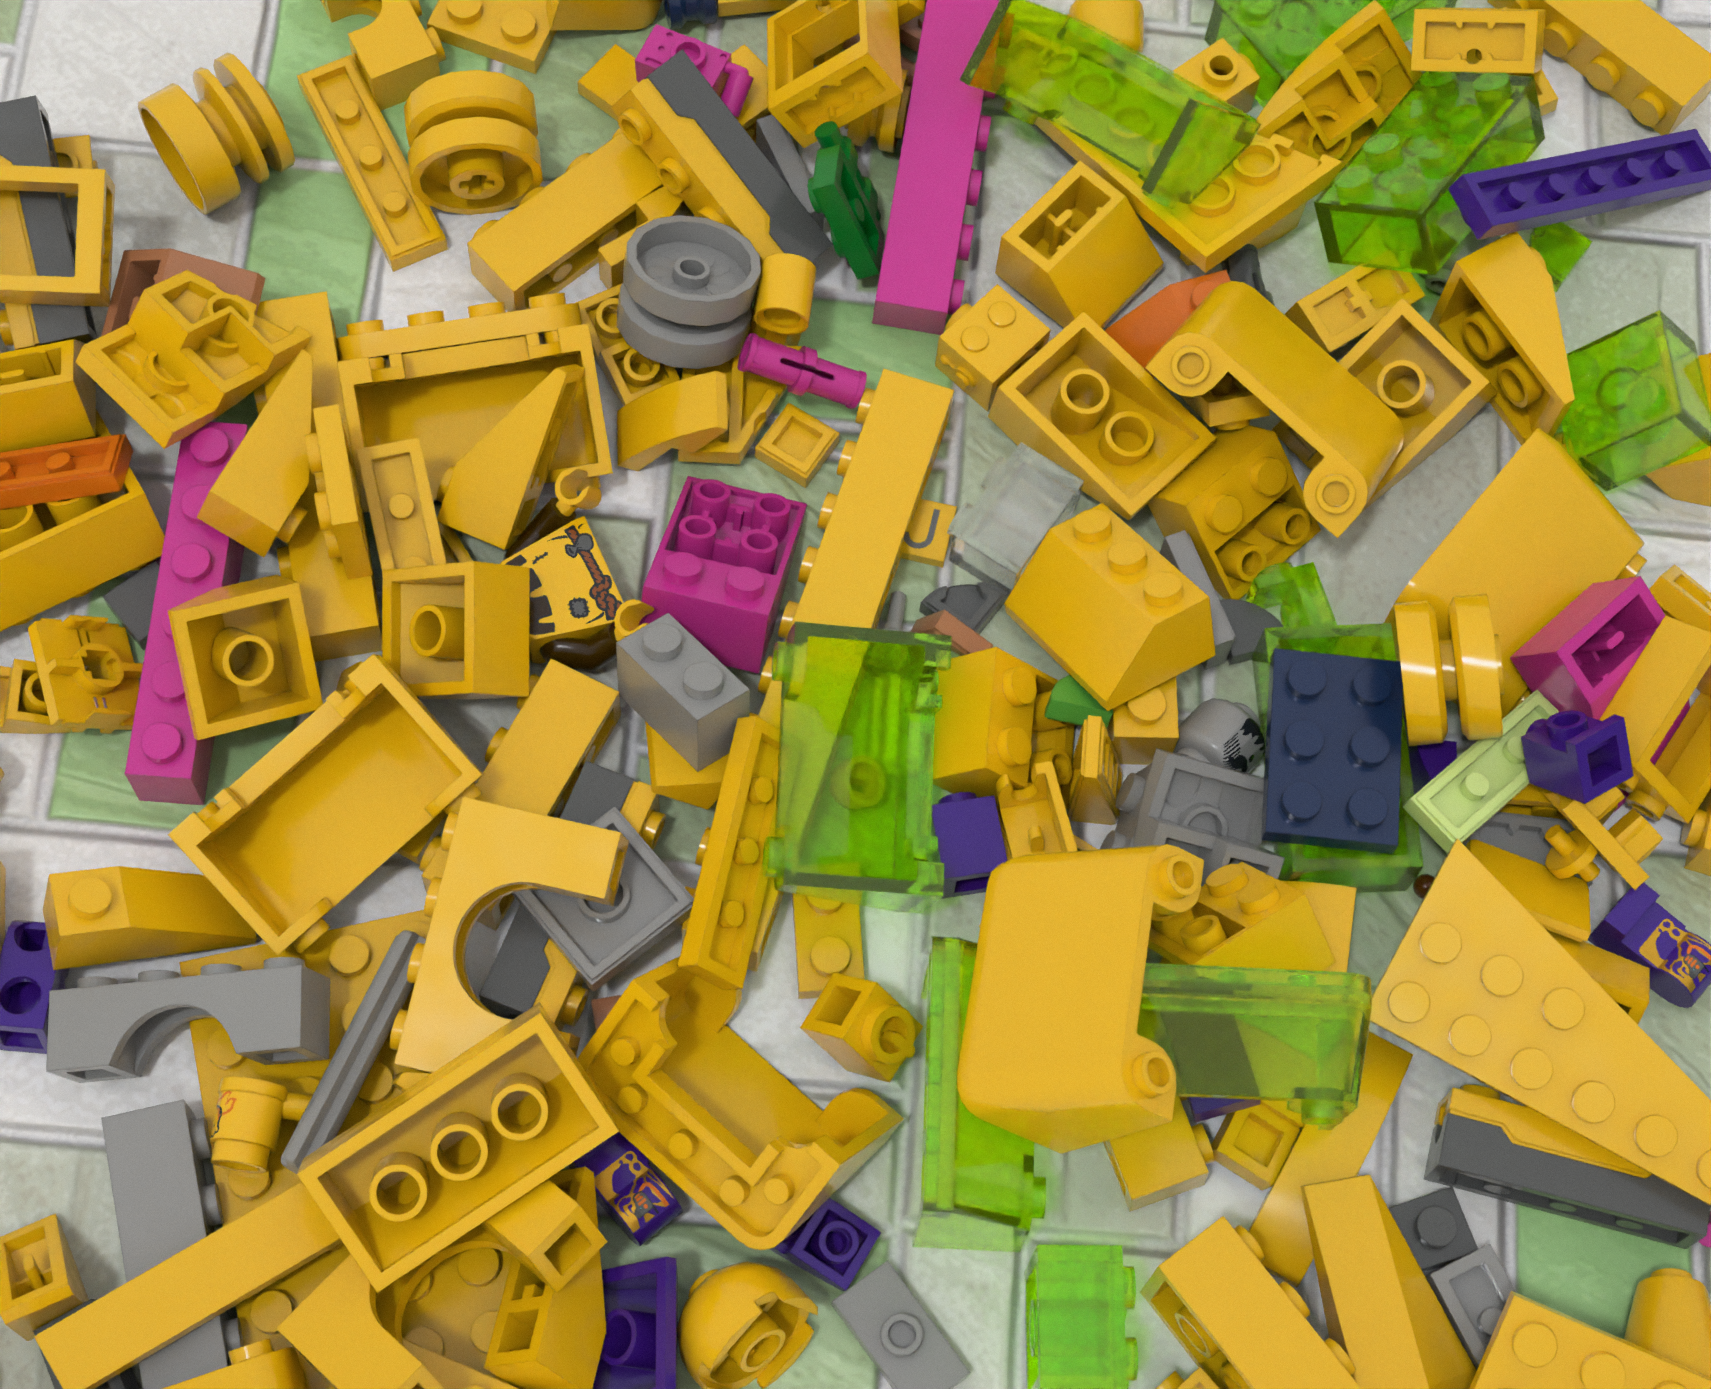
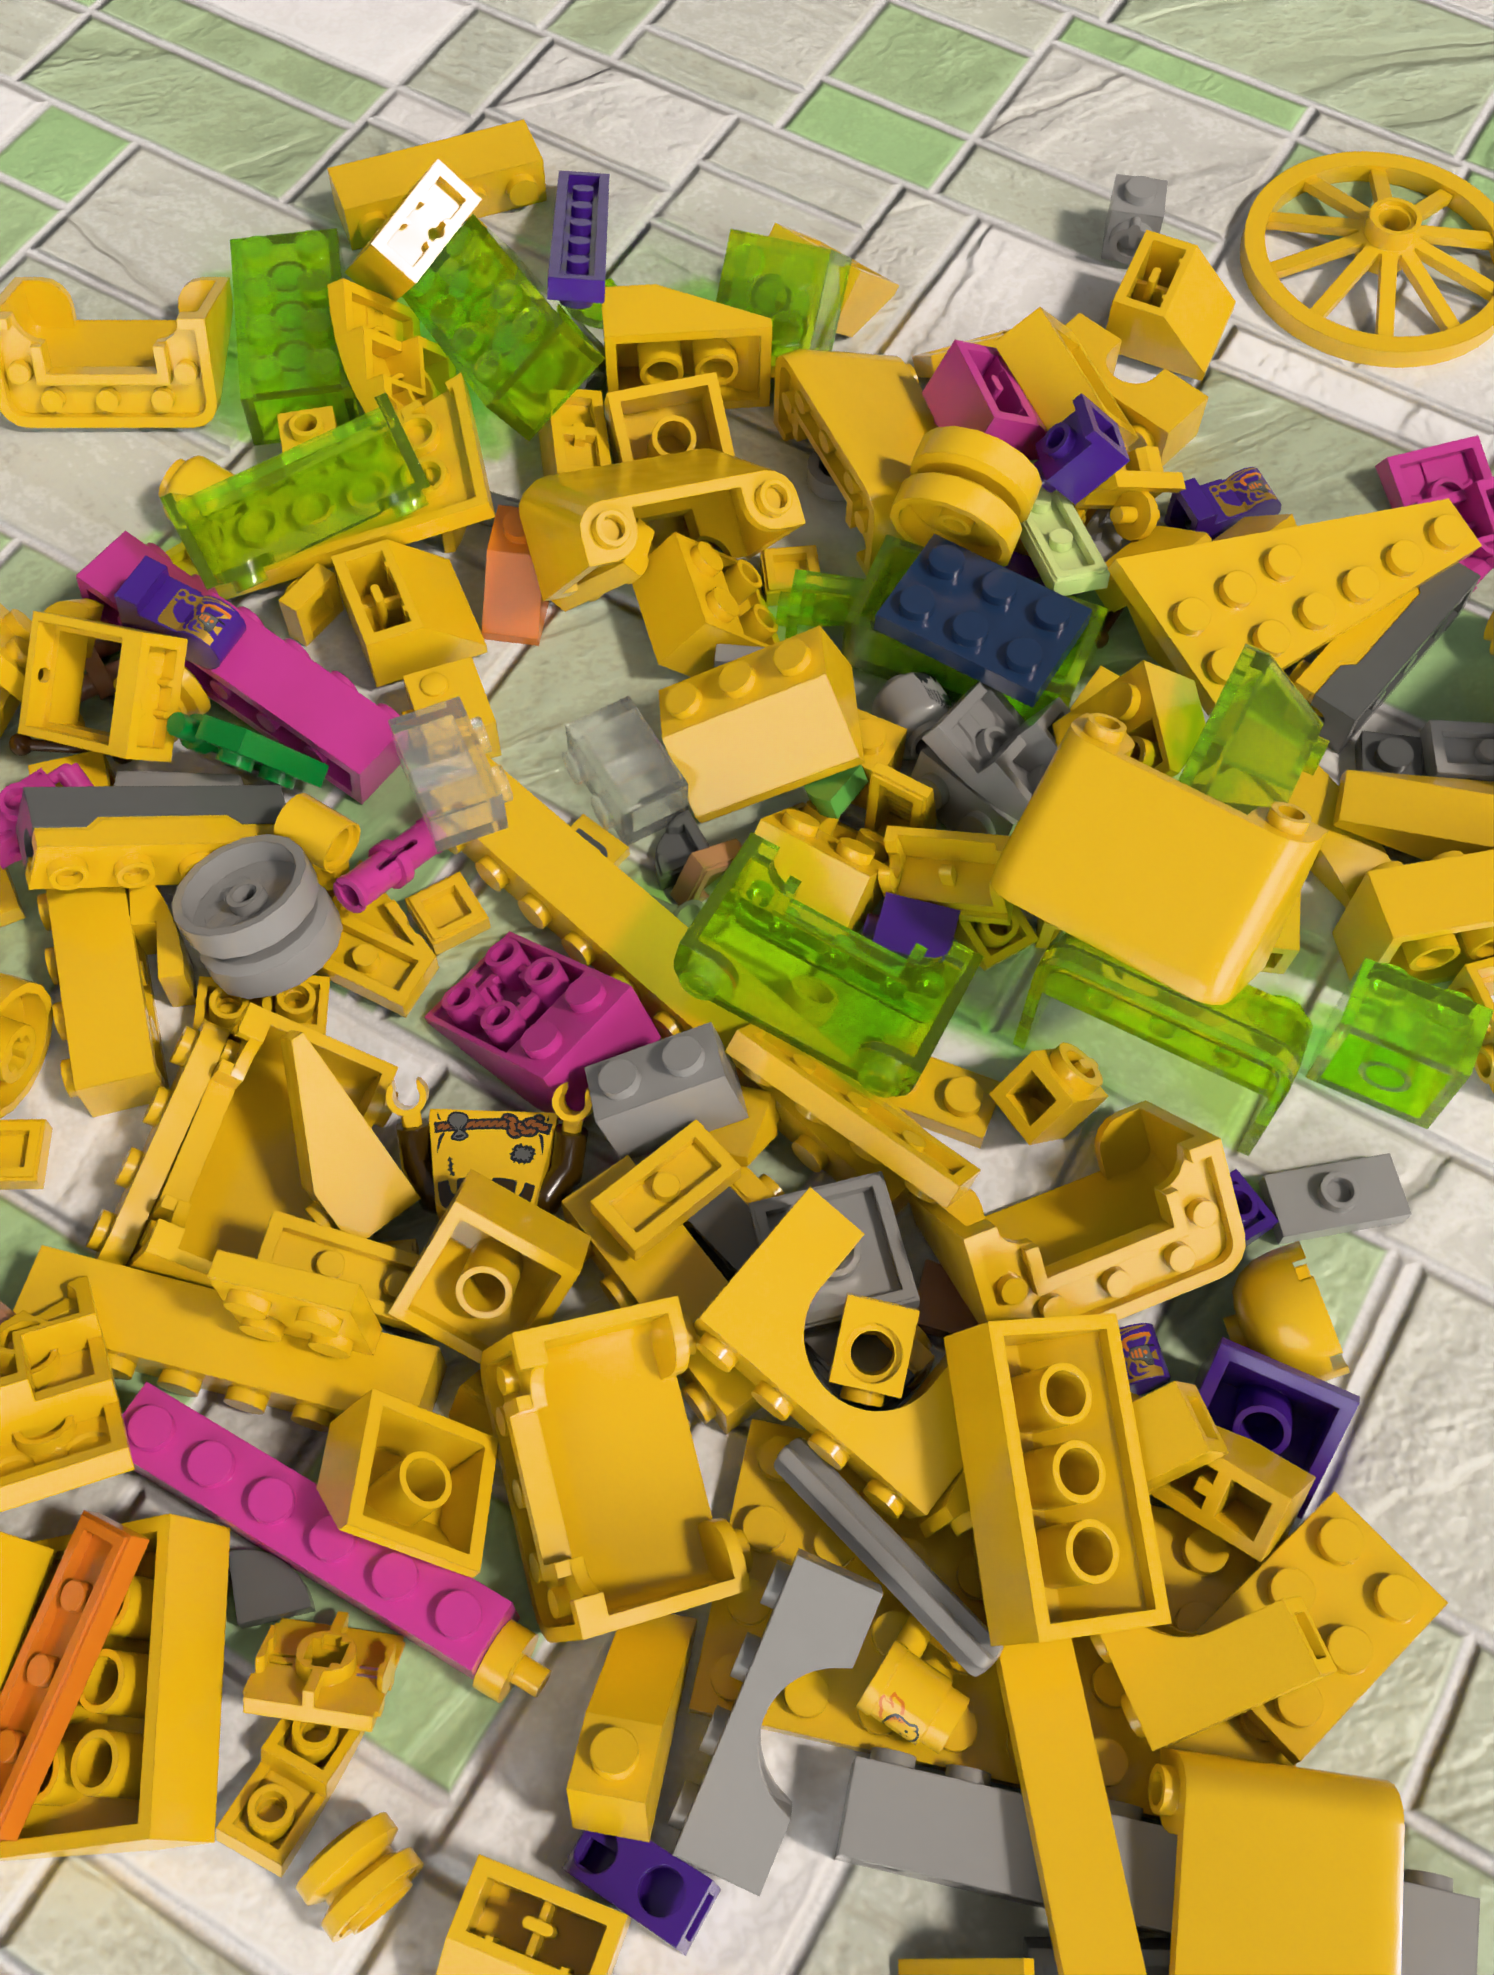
camera: 60 degrees left, 5 degrees down
(155, 809) = (510, 1664): none -> yellow tile
(269, 470) = (215, 1369): yellow slope -> none
(547, 962) = (871, 1314): none -> yellow brick
(592, 732) = (665, 1189): none -> yellow plate
(672, 416) = (373, 987): yellow slope -> none
(903, 369) = (450, 773): none -> clear brick
(929, 71) = (166, 606): none -> dark purple leg
(1039, 170) = (311, 604): none -> yellow plate
(1099, 417) = (573, 658): yellow slope -> none
(1337, 564) = (779, 568): none -> yellow tile

